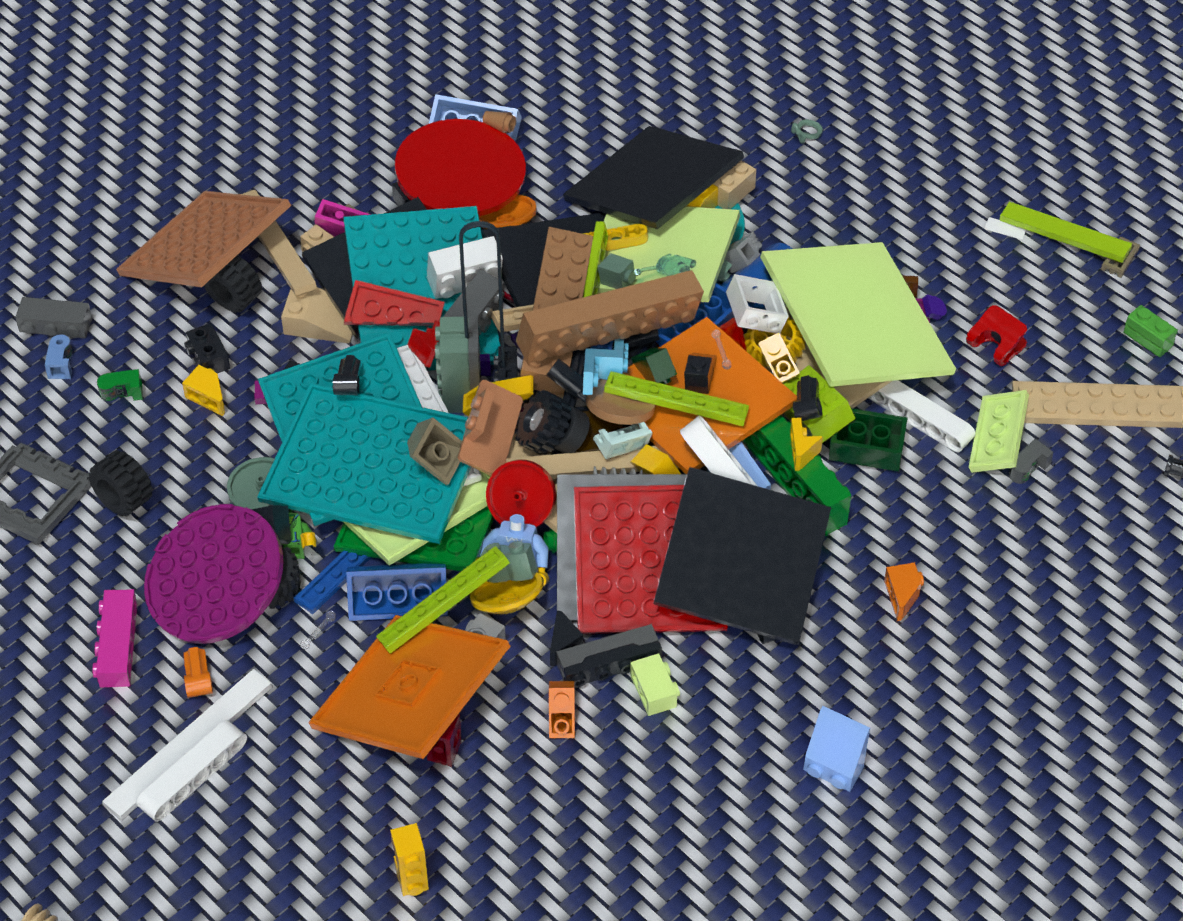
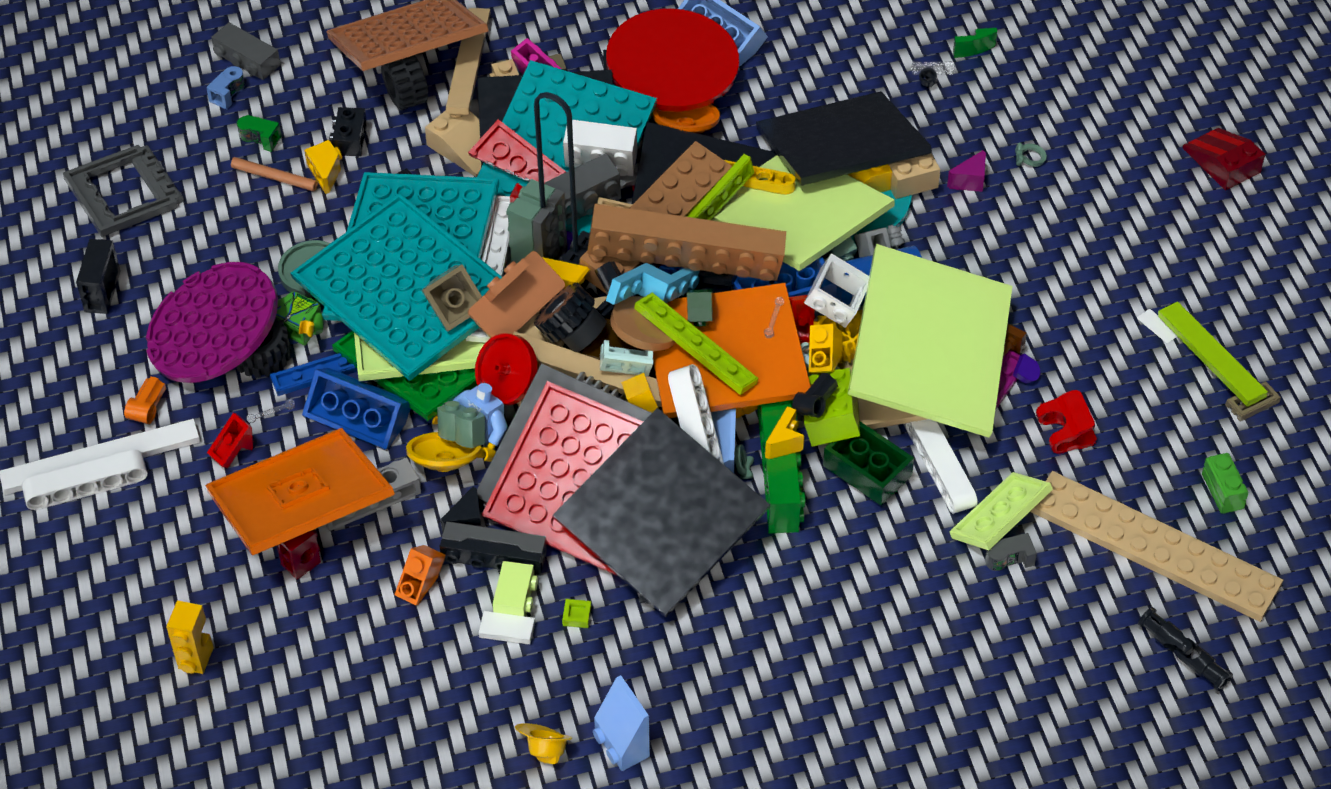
camera: 30 degrees right, 0 degrees up
(71, 580) = (98, 276): none -> black window
(116, 638) = (103, 342): dark pink brick -> none
(120, 483) = (192, 212): black tyre -> none
(162, 418) = (274, 174): none -> nougat piece
(278, 518) = (289, 301): black slope -> none
(307, 671) = (233, 437): none -> red slope
(347, 380) = (427, 203): black piece -> none
(442, 599) = (379, 430): lime tile -> none
(501, 121) = (738, 32): medium nougat cone -> none
(616, 271) = (735, 207): sand green brick -> none
(667, 718) = (506, 627): none -> white tile
(669, 265) = (786, 222): clear light blue piece -> none
(677, 89) = (947, 68): none -> clear axle
(680, 98) = (930, 74): none -> black hinge
(694, 58) = (971, 45): none -> green slope
(699, 372) = (736, 327): black slope -> none
(717, 678) = (576, 613): none -> lime tile
(774, 166) = (968, 174): none -> magenta slope
(774, 799) = (544, 742): none -> yellow piece
(903, 587) = (803, 613): orange slope -> none
(961, 68) = (1226, 157): none -> dark red slope

